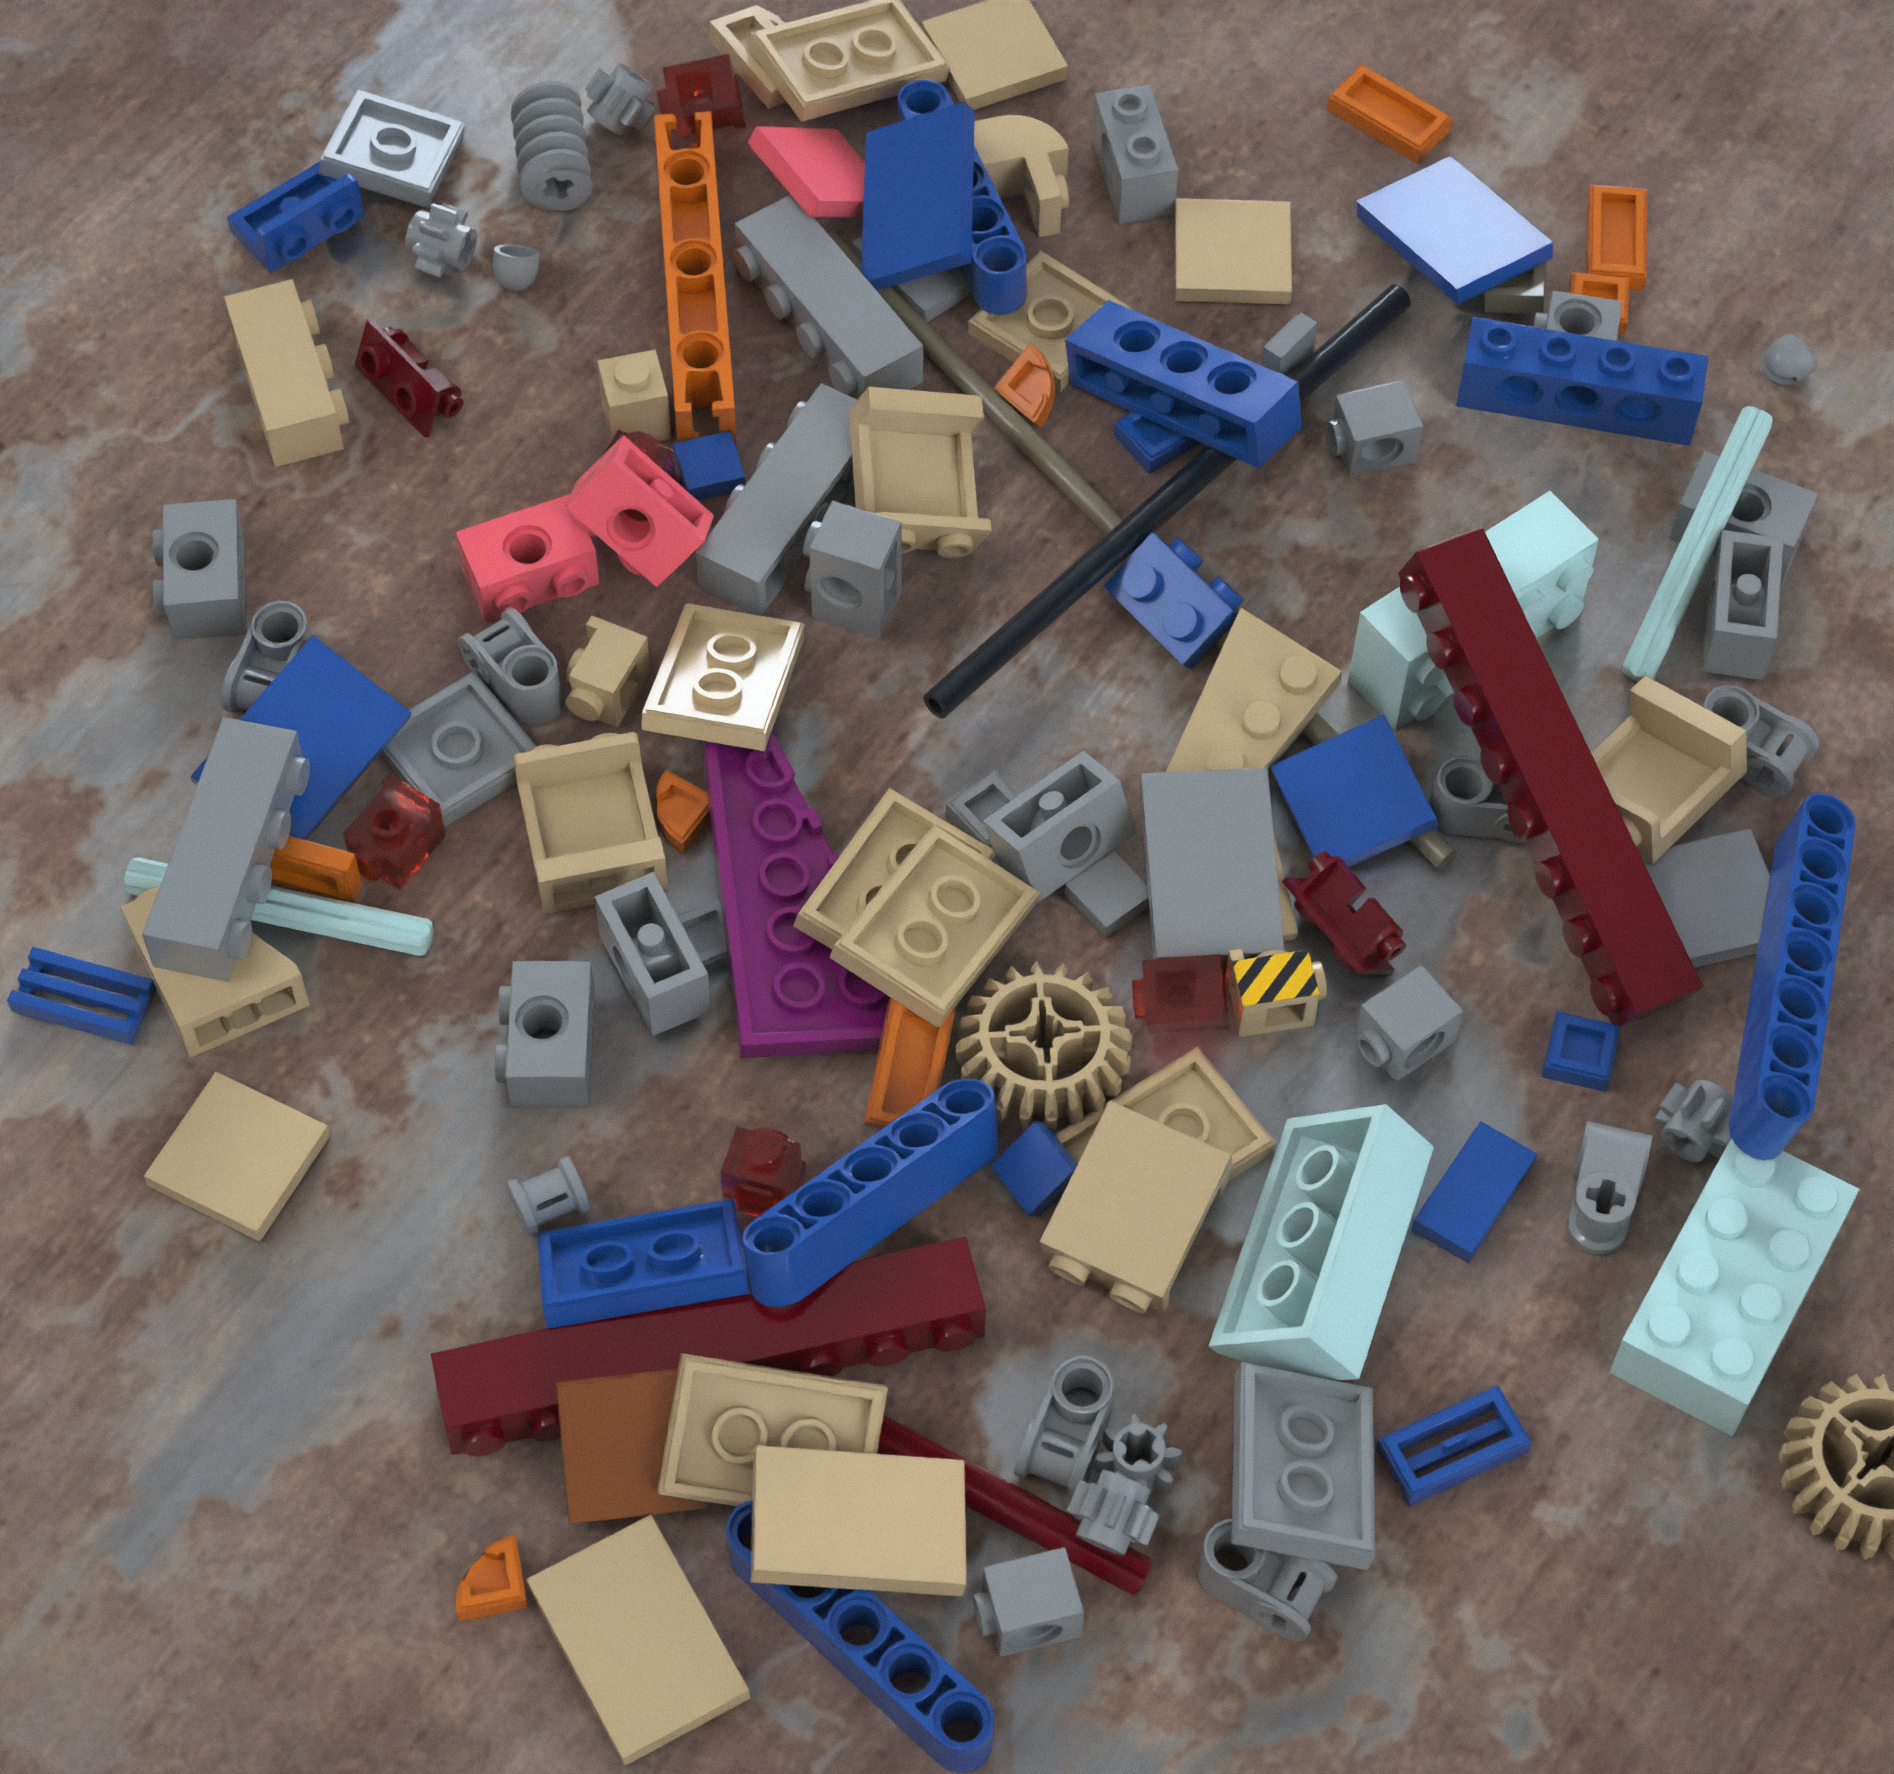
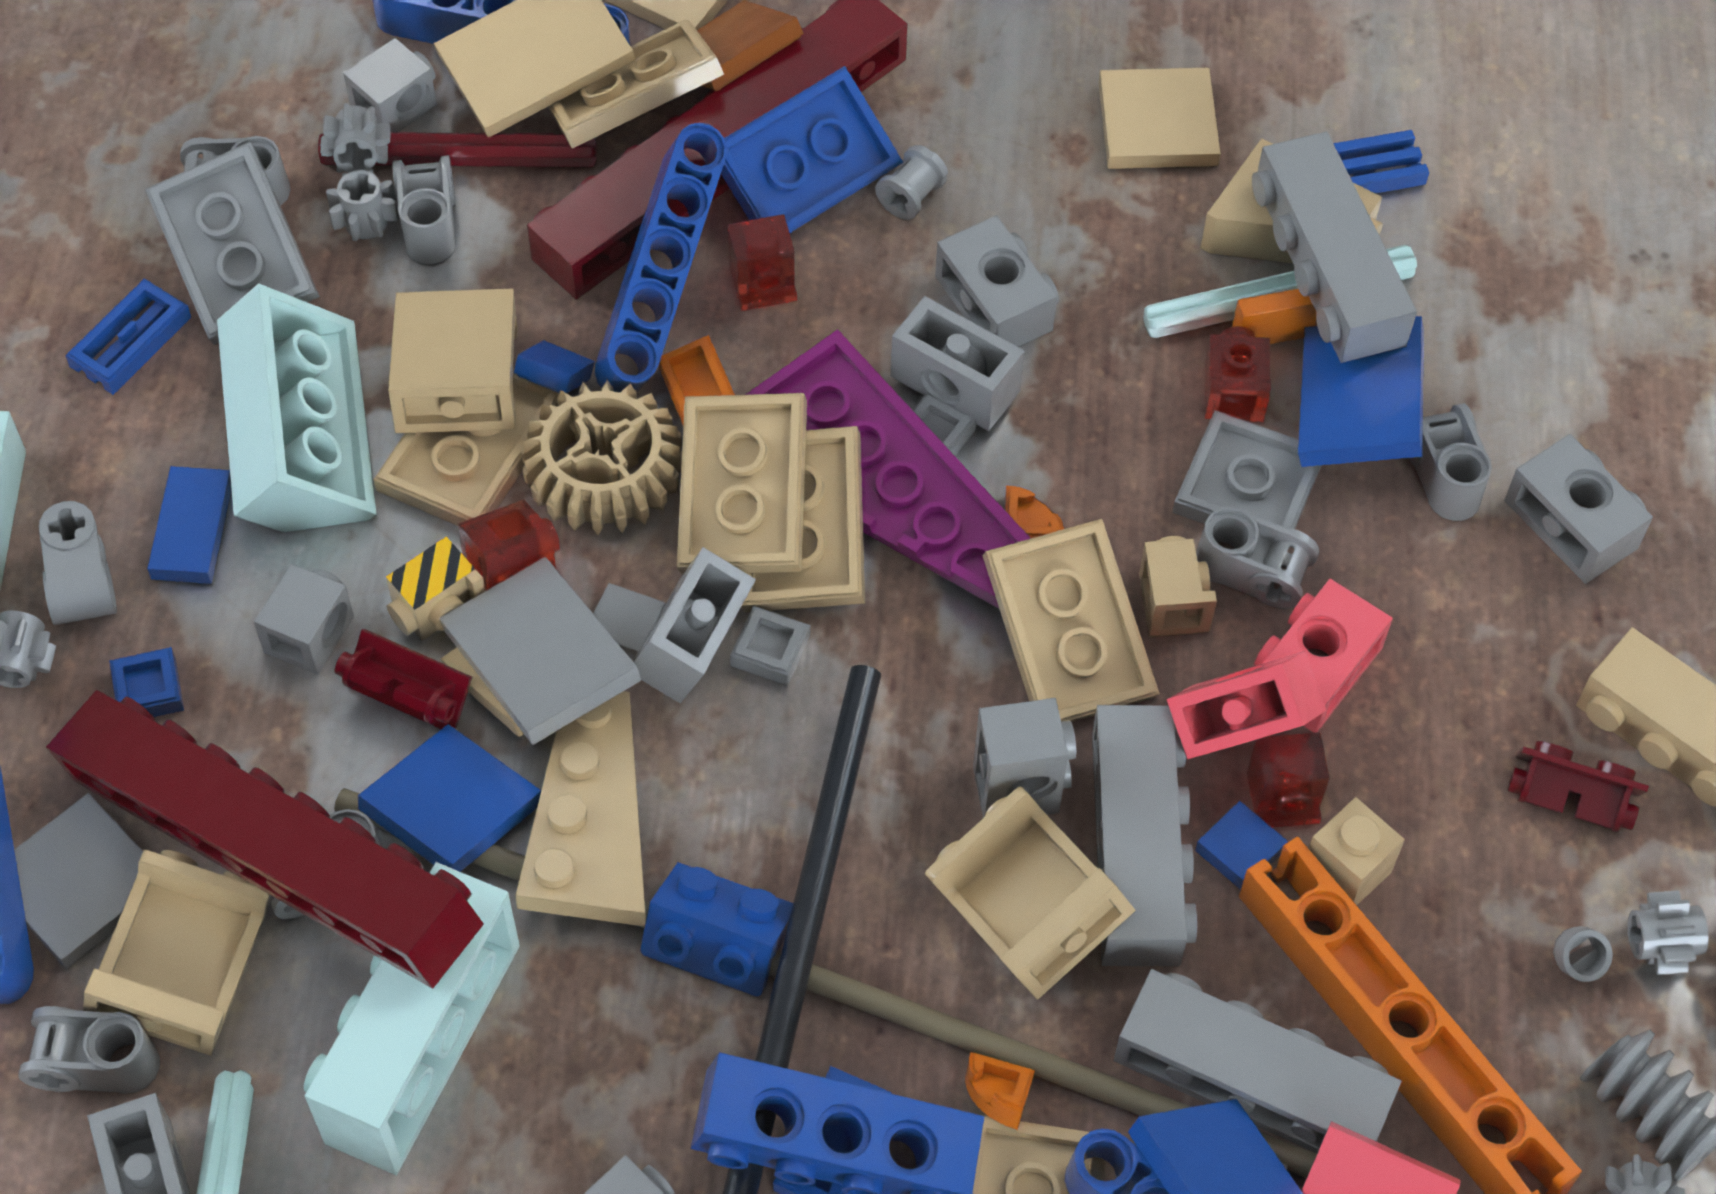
camera: 150 degrees right, 0 degrees up
(588, 819) = (1087, 458): tan panel -> none

